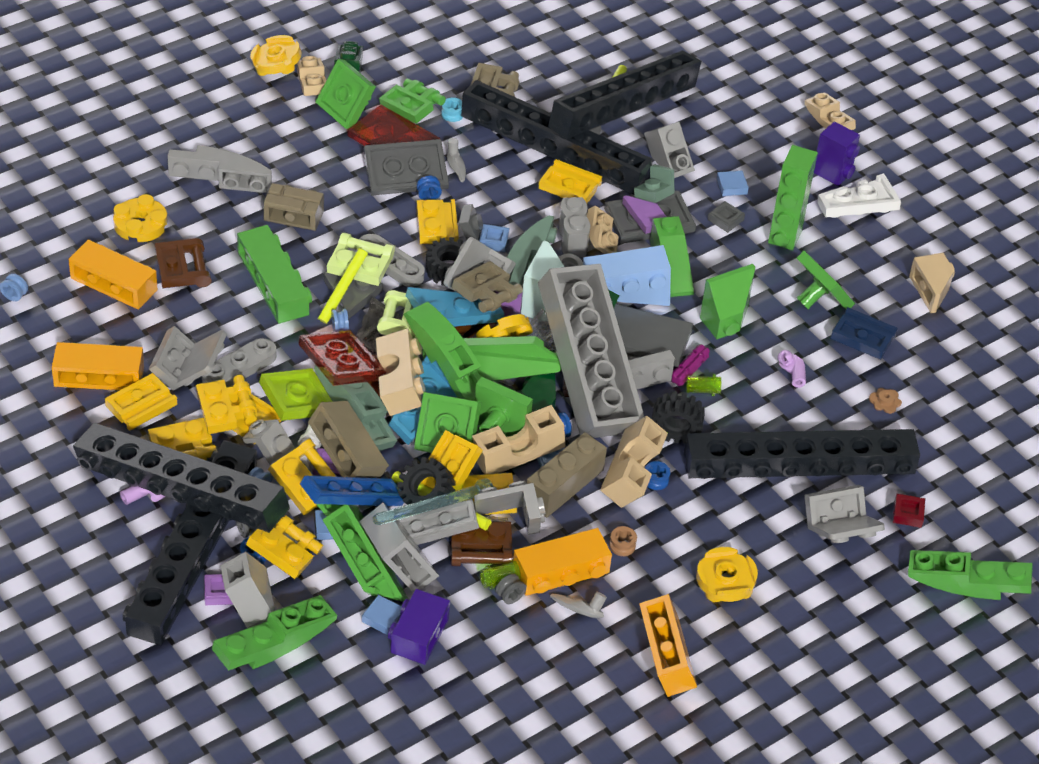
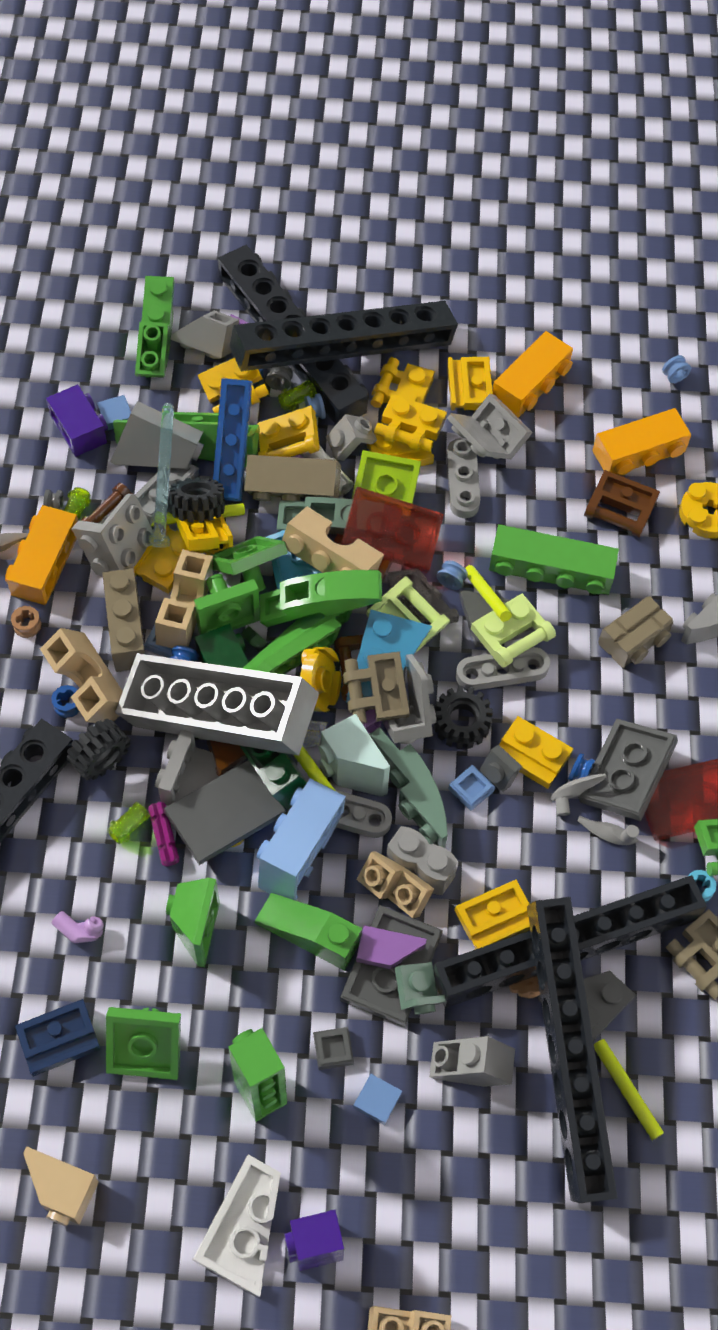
camera: 130 degrees right, 15 degrees up
(454, 191) = (573, 789): none -> light grey bar

